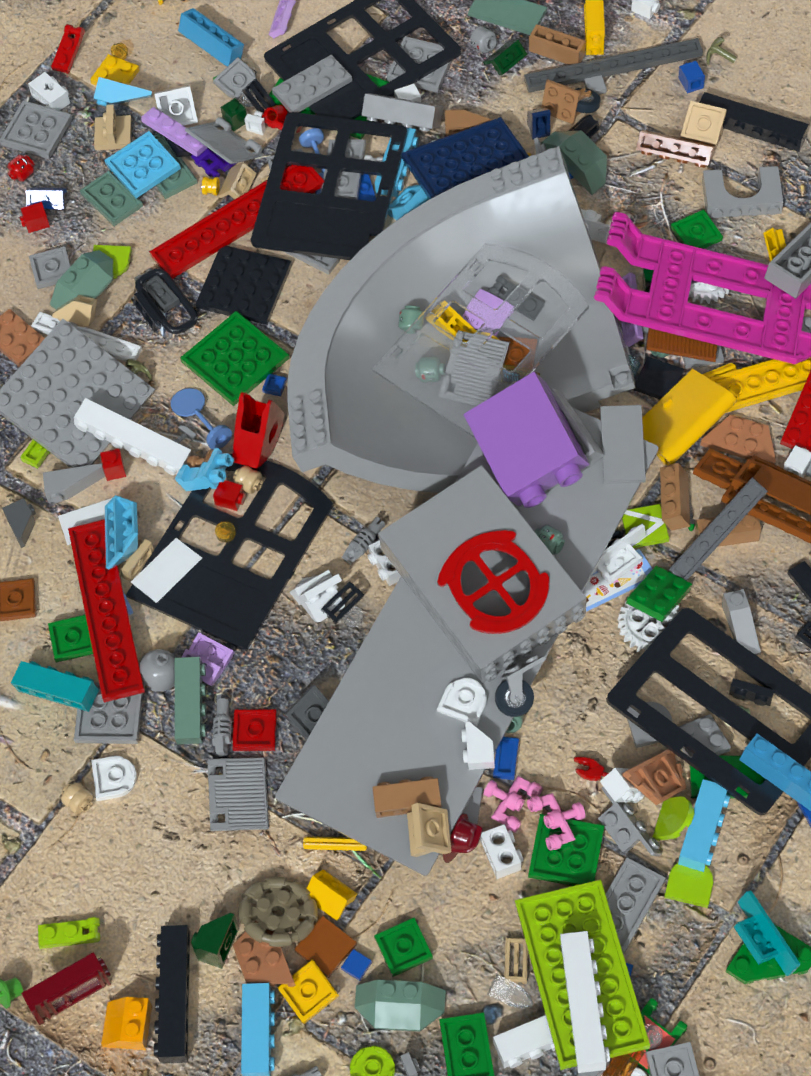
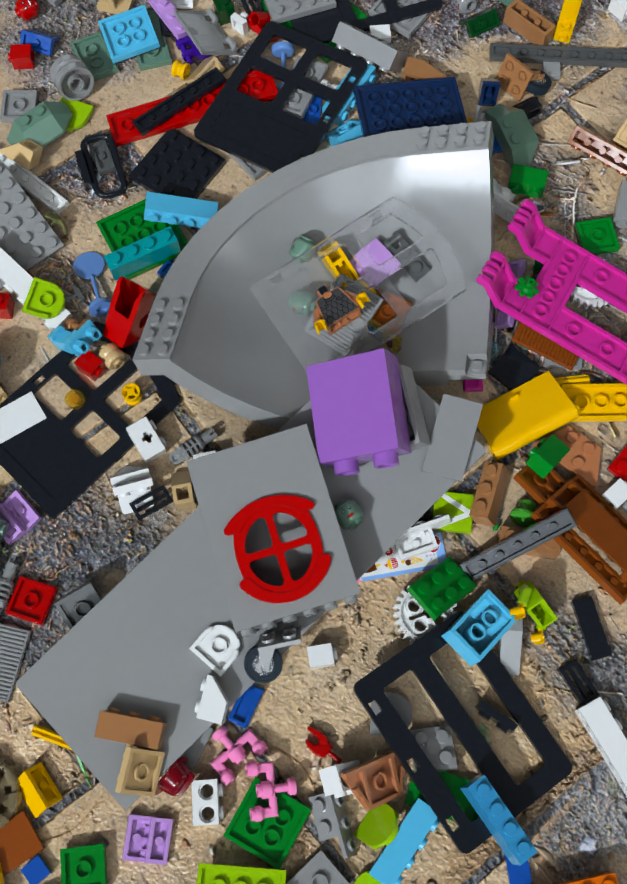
camera: 15 degrees right, 10 degrees up
(101, 223) = (71, 77): none -> light grey wheel
(161, 443) = (44, 299): none -> lime tile
(222, 217) = (179, 101): none -> black tile
(243, 372) = (142, 253): none -> teal brick
(265, 321) = (178, 210): none -> medium azure brick
(280, 505) = (132, 390): none -> yellow wheel
(318, 556) = (144, 428): none -> white brick
(371, 583) = (183, 490): none -> tan slope
(455, 903) = (147, 839): none -> lavender slope
(471, 358) = (337, 308): none -> torso
(564, 690) = (321, 656): none -> white brick
(609, 197) = (527, 181): none -> green brick
(620, 399) = (474, 385): none -> dark pink tile
(644, 293) = (527, 287): none -> green plant
(707, 613) = (479, 628): none -> medium azure slope
(713, 504) = (522, 514): none -> bright green piece
(718, 444) = (547, 455): none -> green brick
(756, 583) = (535, 605): none -> lime torso

